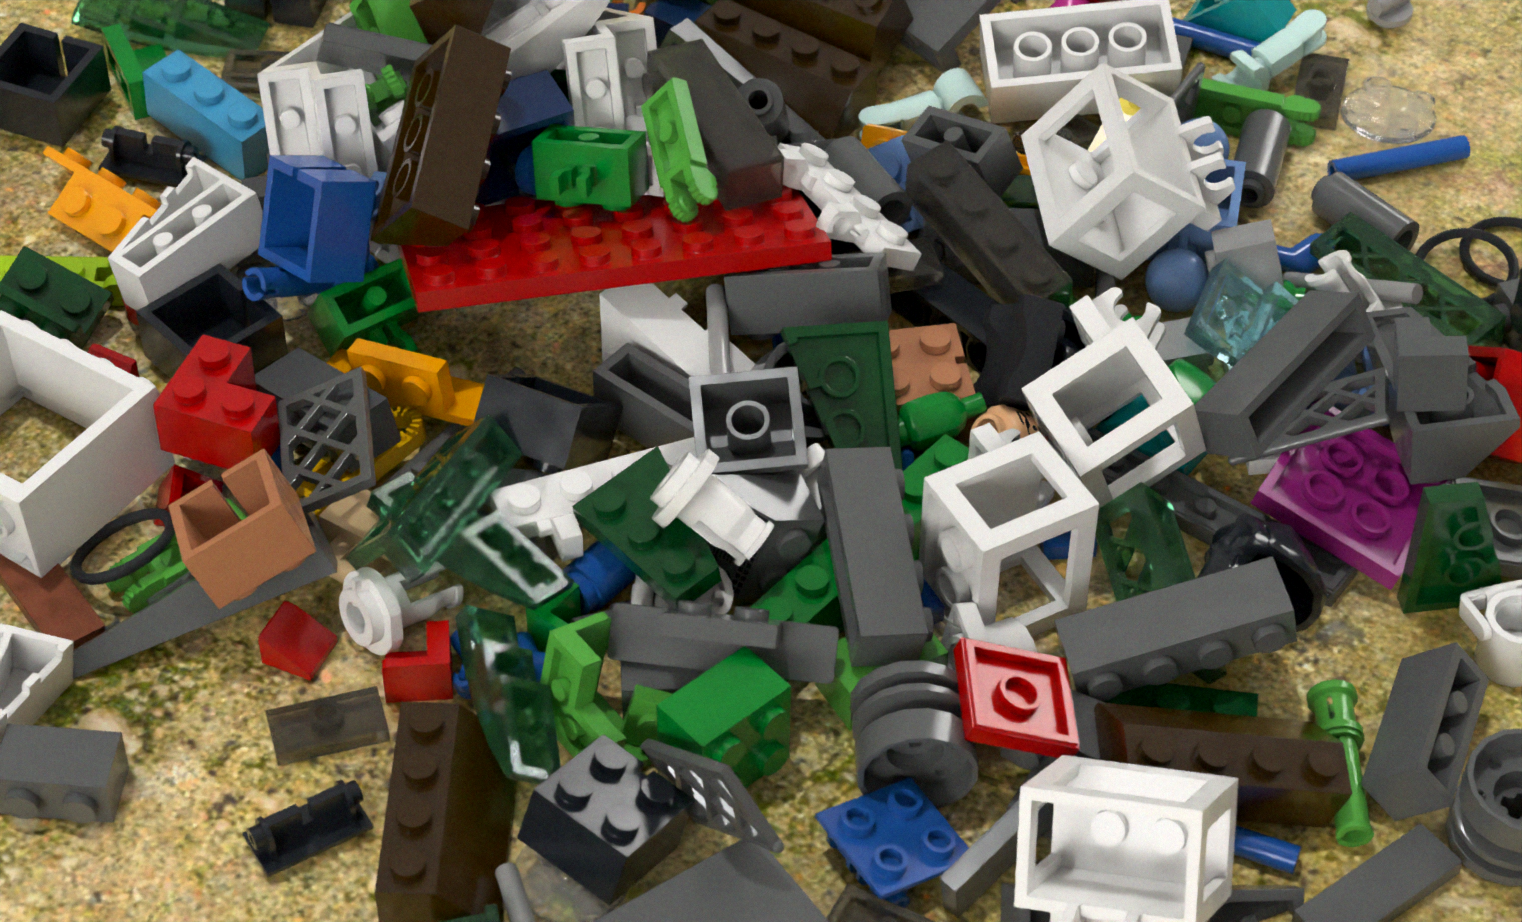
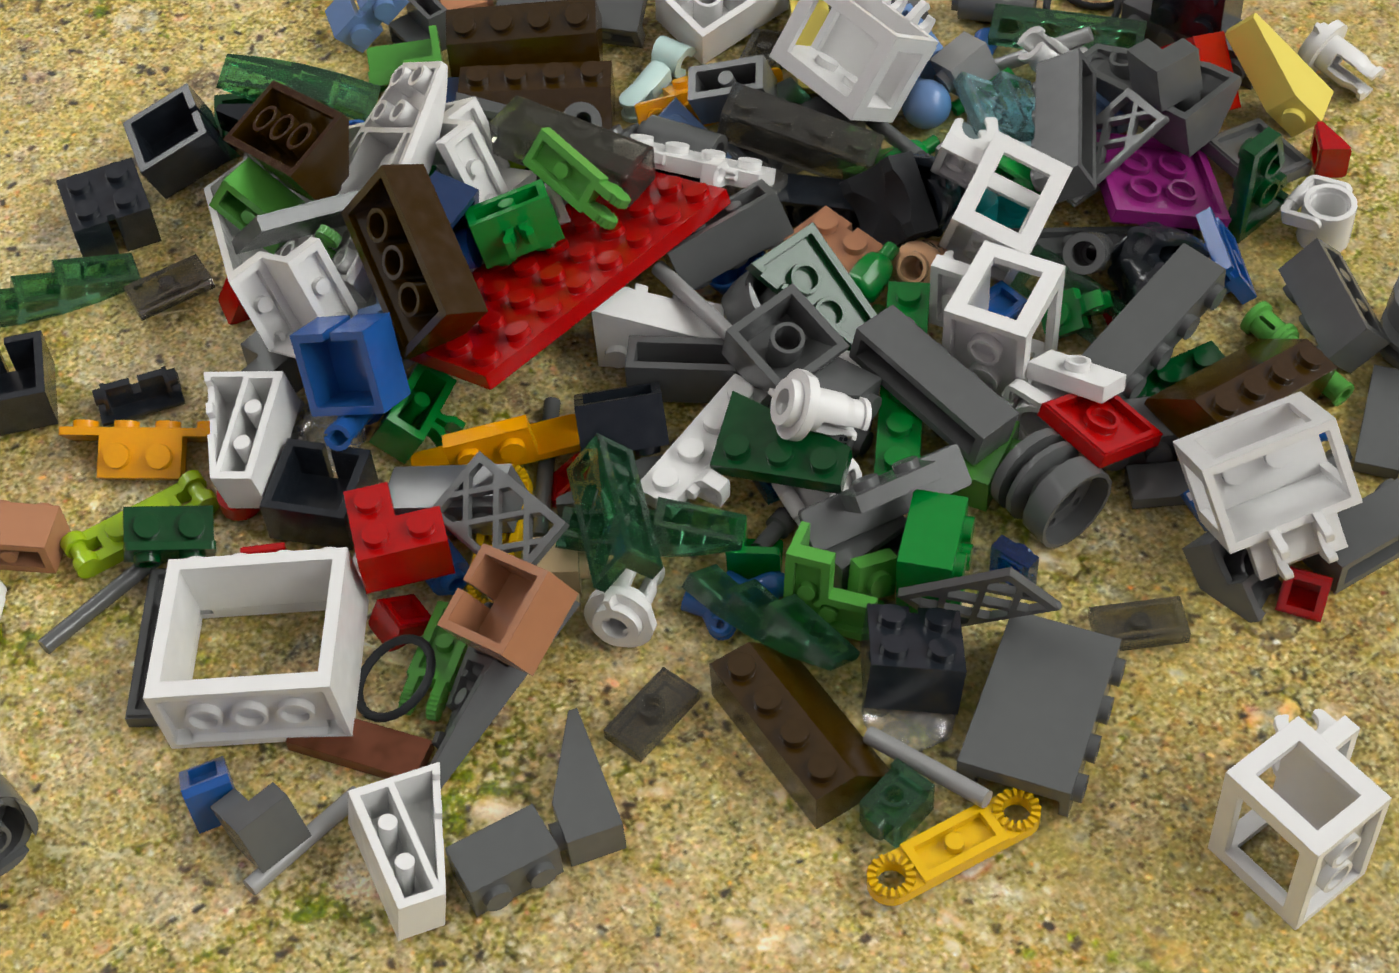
camera: 30 degrees left, 5 degrees up
(128, 67) = (72, 340): green panel -> none
(183, 758) = (582, 802): none -> dark grey slope
(208, 114) = (158, 338): dark azure brick -> none
(295, 642) = (578, 671): red slope -> none
(308, 830) = (708, 789): black hinge -> none
(423, 673) = (684, 637): red panel -> none
(598, 576) = (747, 499): blue brick -> none
(813, 791) = (1007, 554): none -> clear blue plate
(892, 839) = (1090, 562): blue hinge -> none
(987, 859) = (1161, 519): dark grey tile -> none
(1034, 634) = (1076, 375): none -> white plate
(1121, 571) = (1077, 308): none -> green plate
(1183, 518) = (1076, 254): none -> dark grey brick
(1355, 612) = (1226, 253): none -> blue plate

